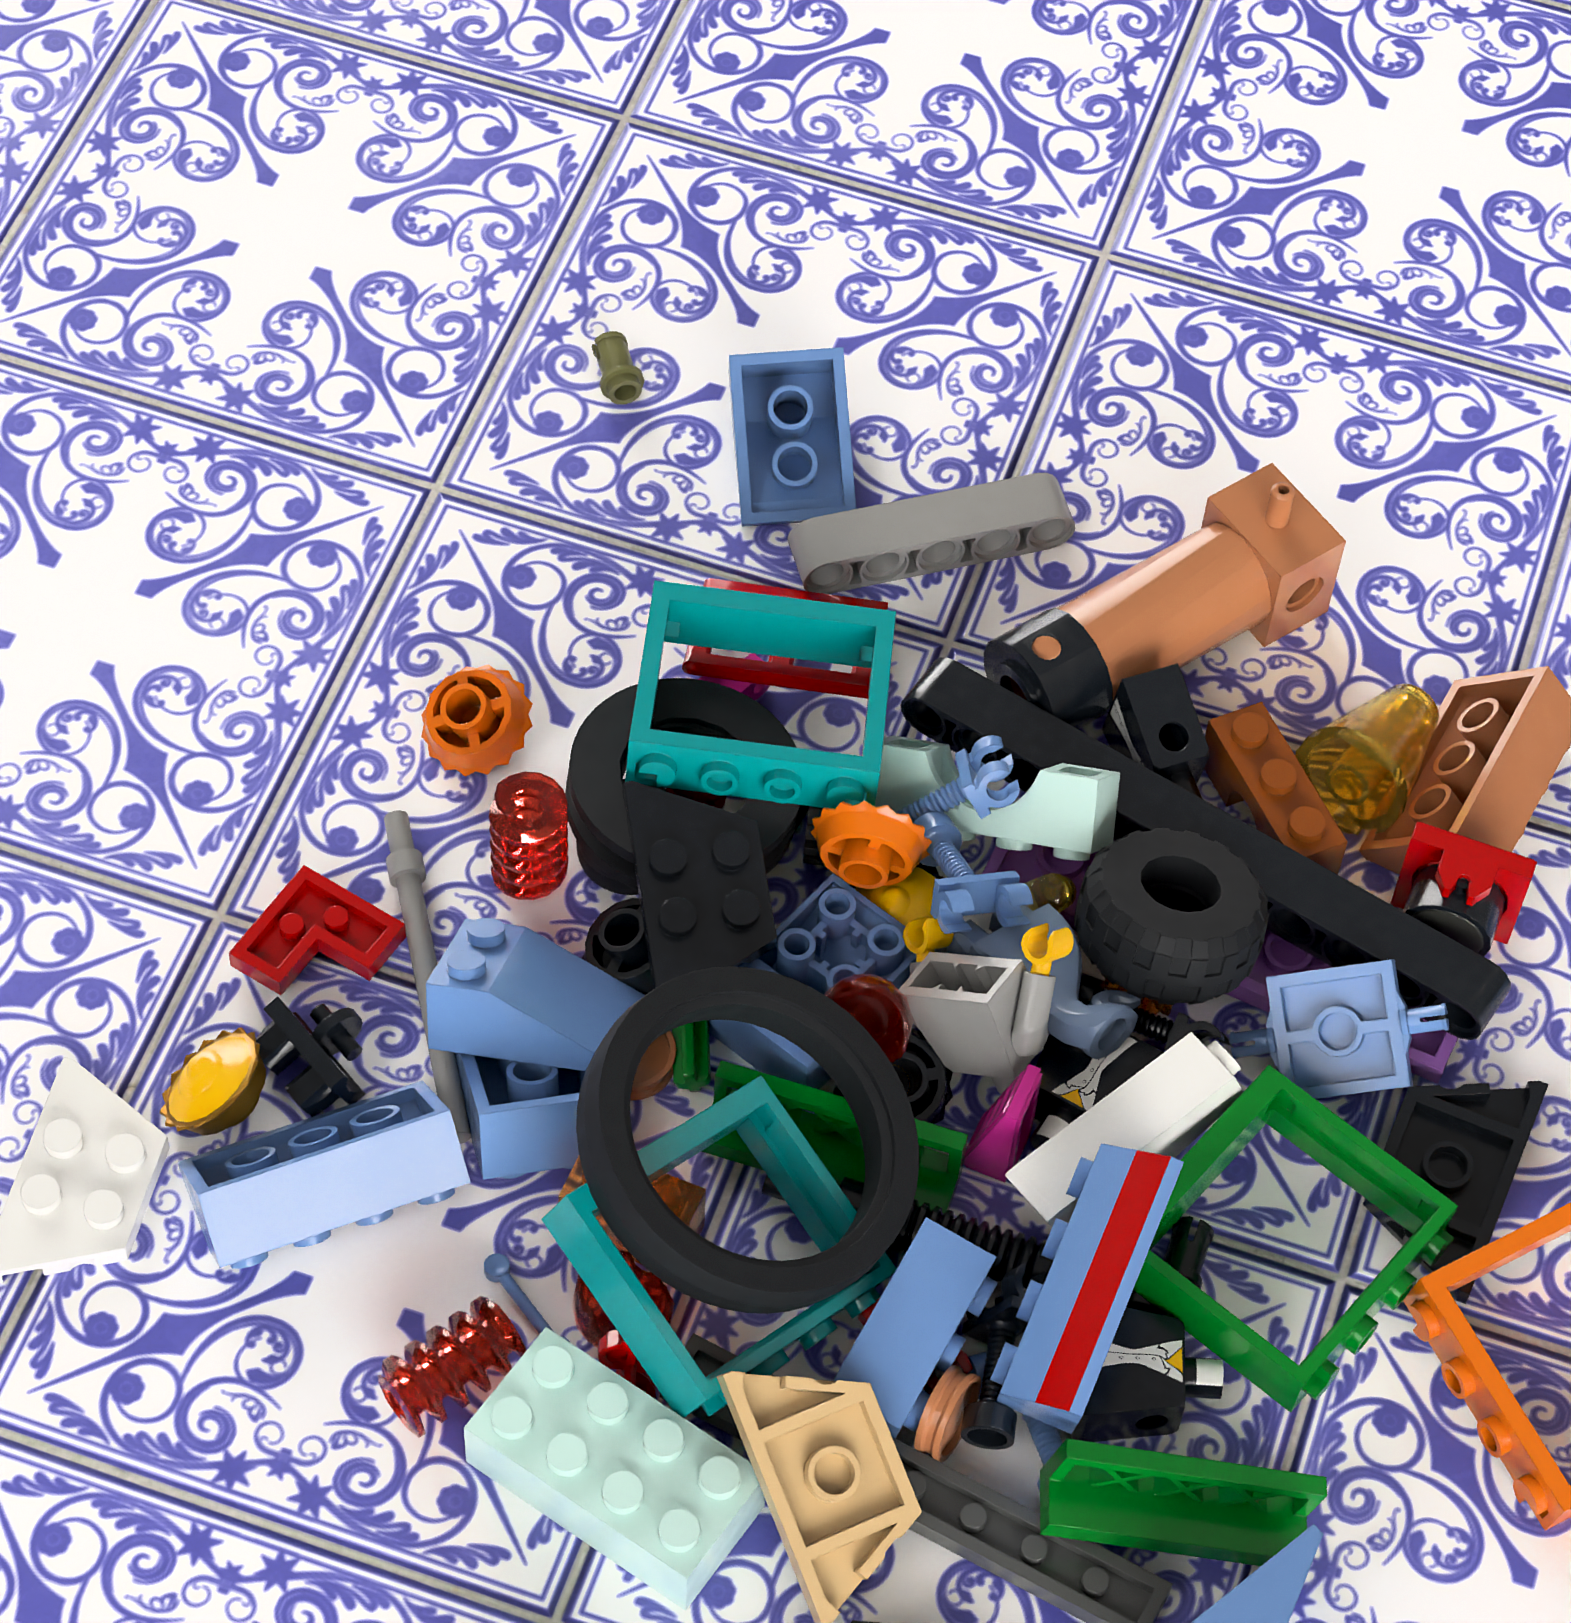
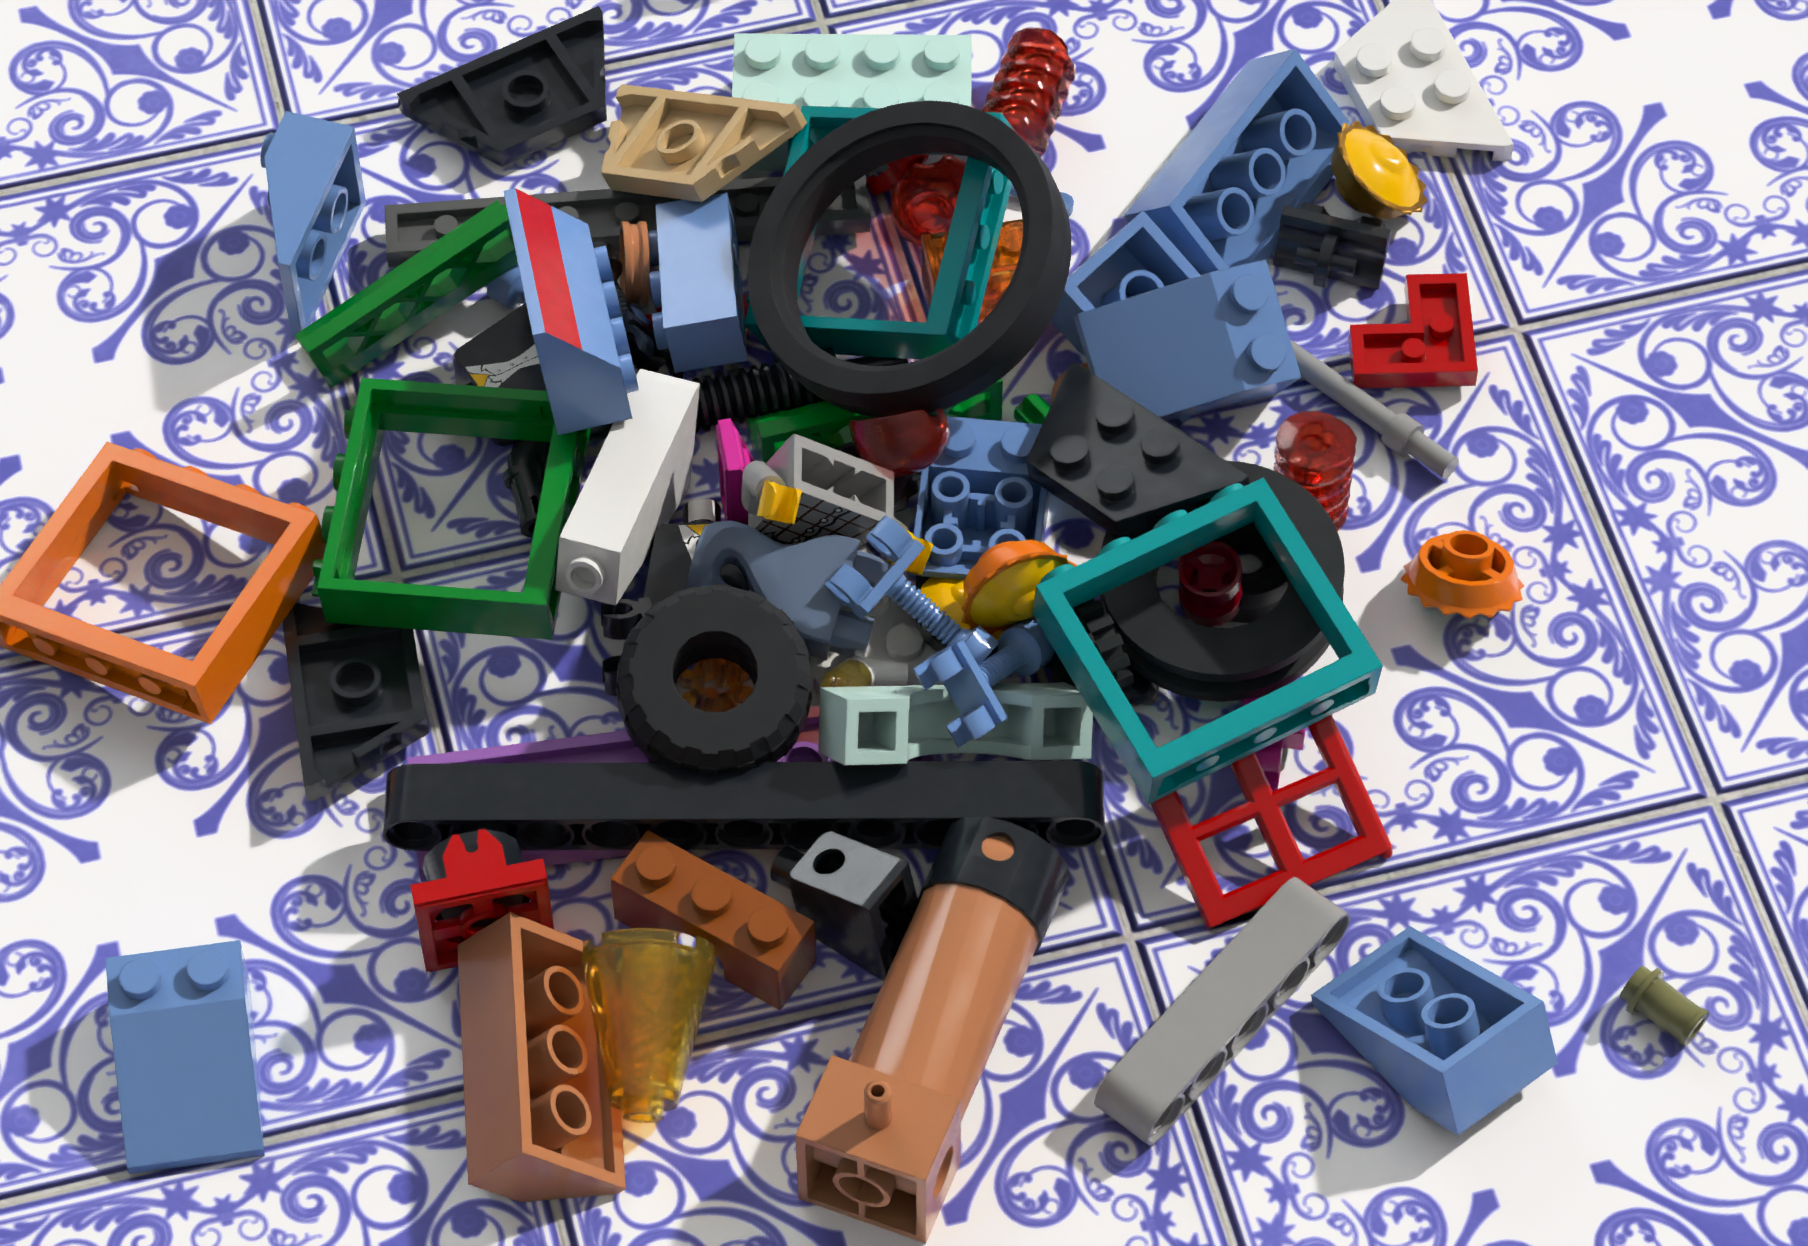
camera: 150 degrees right, 0 degrees up
(1340, 1029) = (514, 715): medium blue plate -> none

